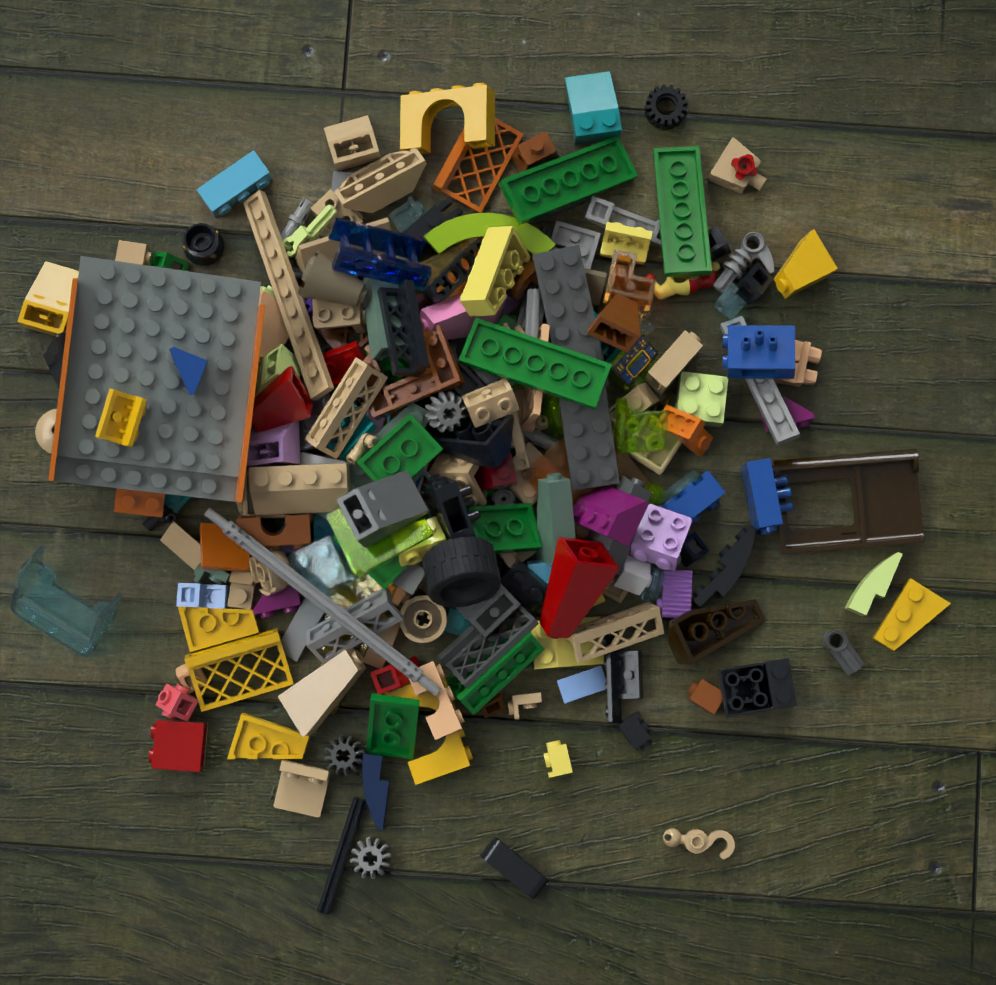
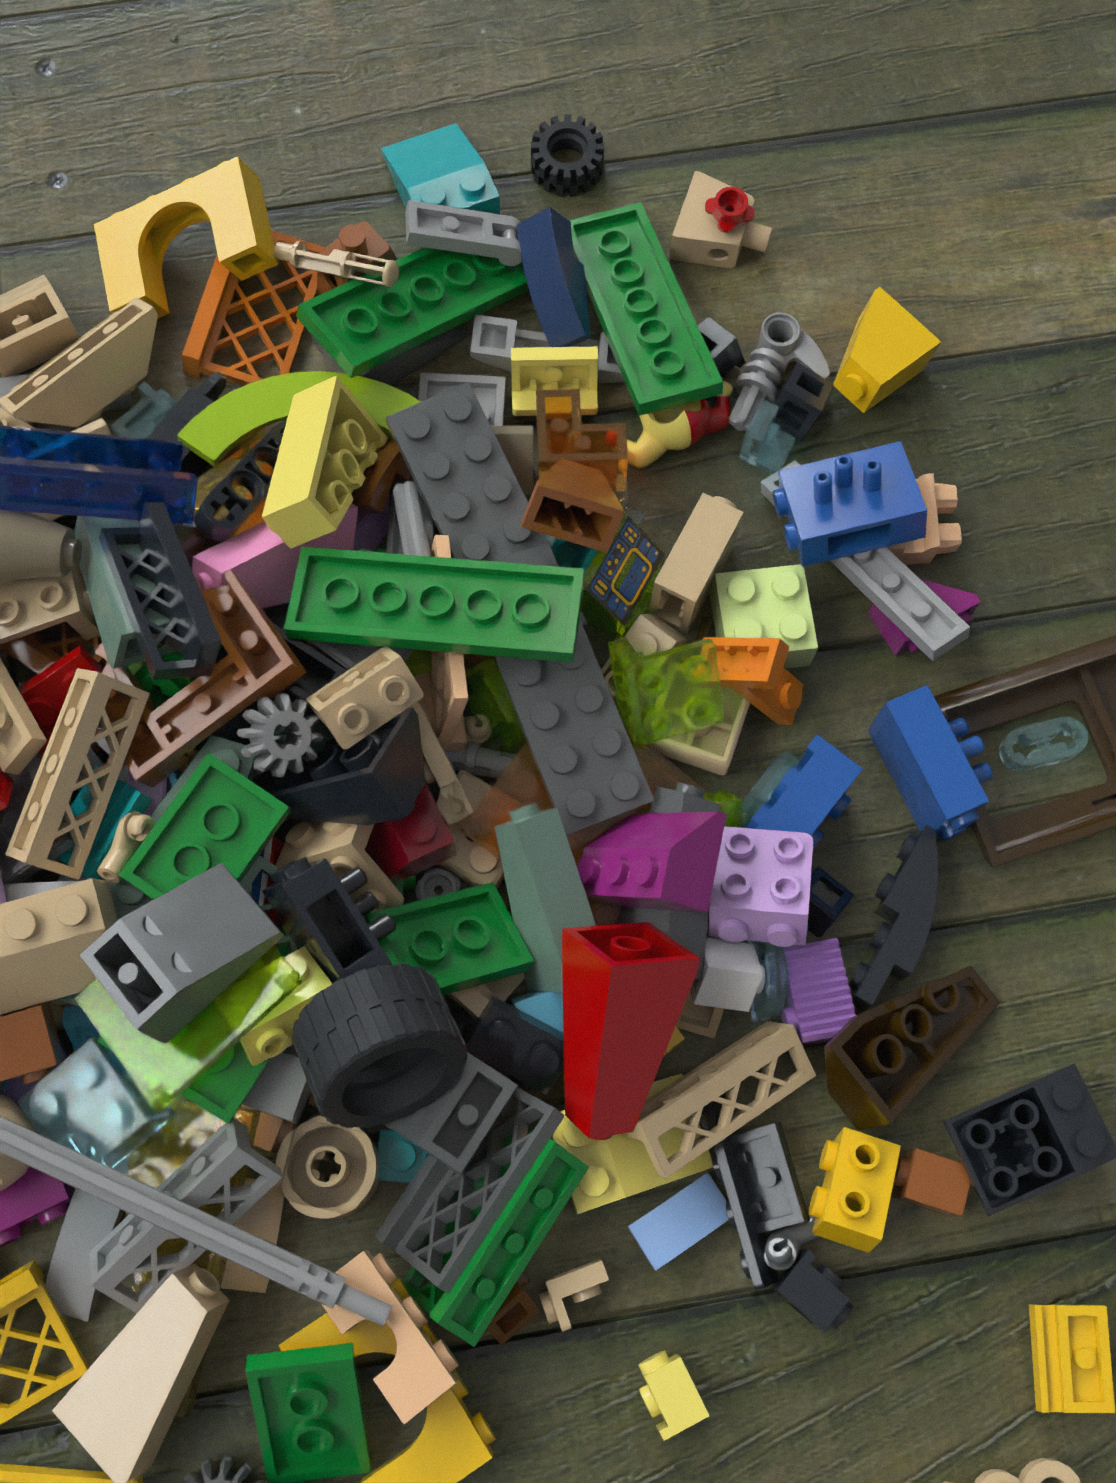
camera: 15 degrees left, 10 degrees down
(390, 678) = (282, 1312): red slope -> none
(525, 156) = (337, 263): none -> tan piece
(597, 148) = (463, 231): none -> light grey plate
(628, 707) = (786, 1244): none -> dark grey arm
(640, 185) = (555, 278): none -> dark blue slope
(667, 690) = (855, 1189): none -> yellow brick
(748, 790) = (1071, 1358): none -> yellow plate
(827, 503) = (1041, 734): none -> clear light blue beam

